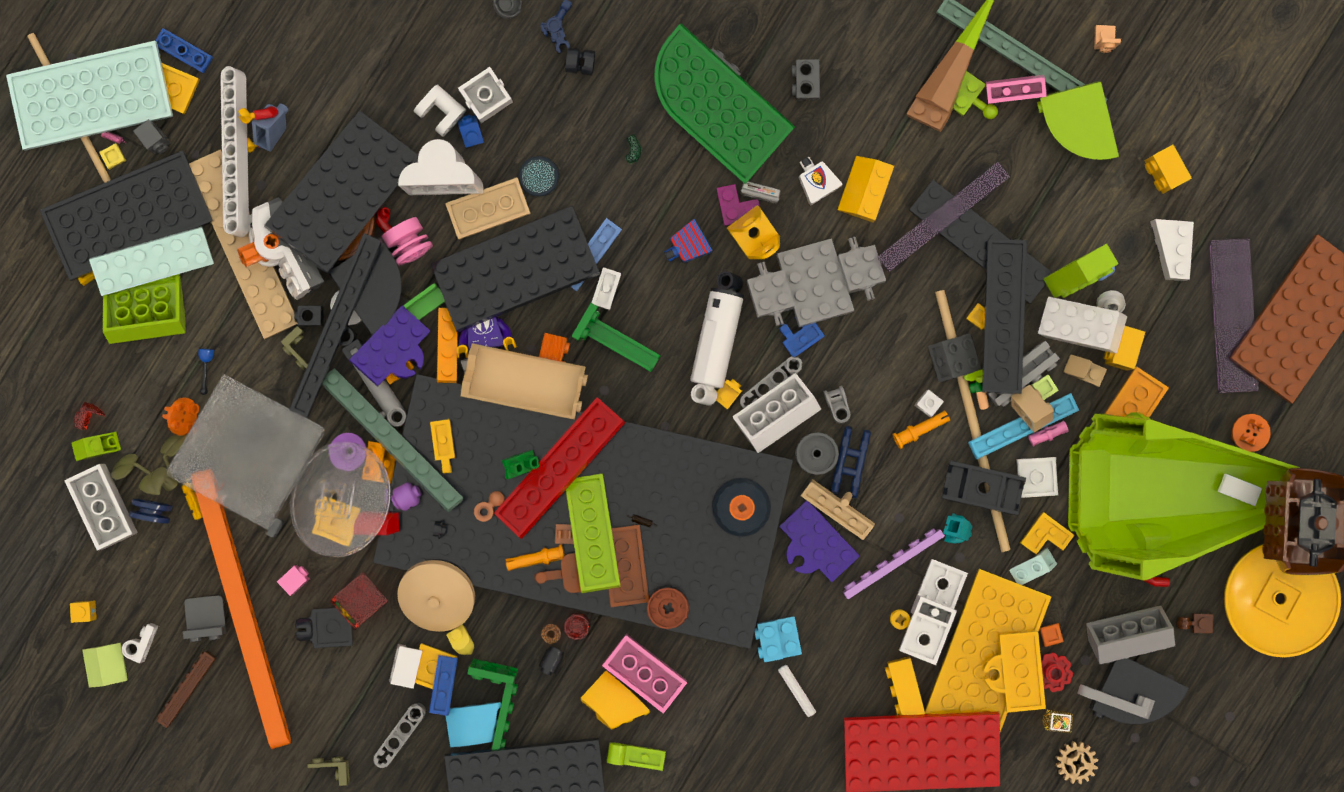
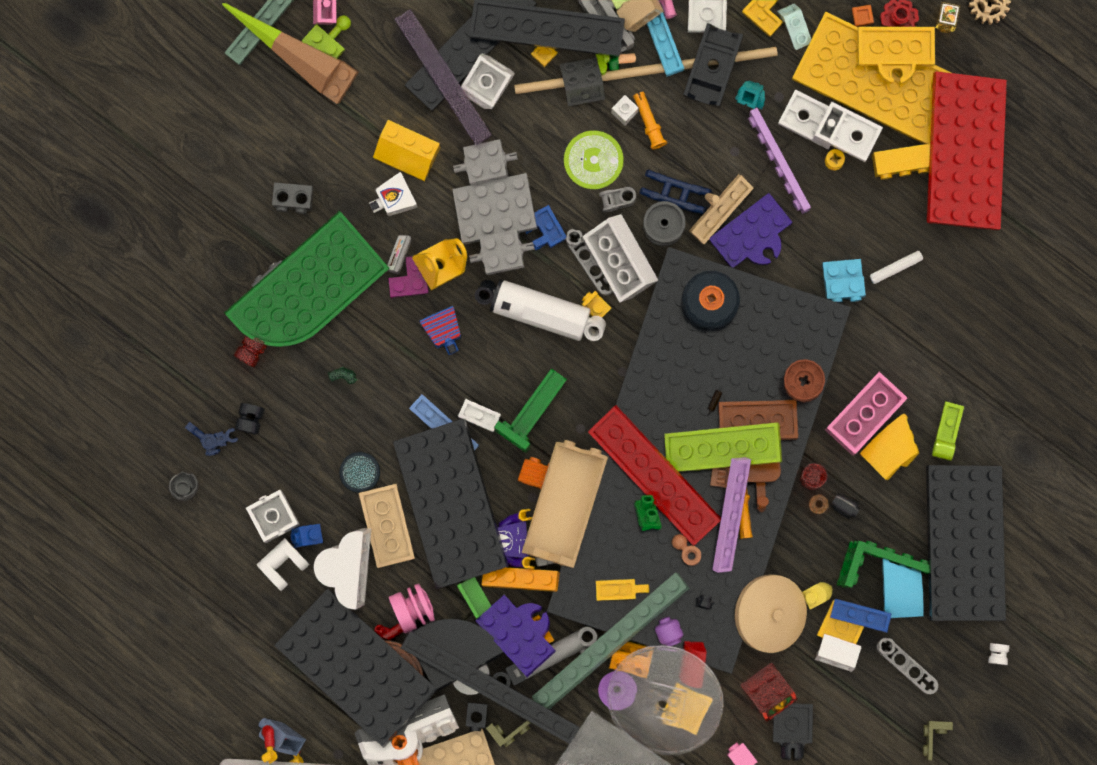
camera: 80 degrees left, 5 degrees down
(526, 547) = (731, 514): none -> lavender plate
(647, 54) = (250, 351): none -> clear red wheel
(876, 377) = (593, 159): none -> lime piece
(944, 261) = (486, 81): none -> white slope

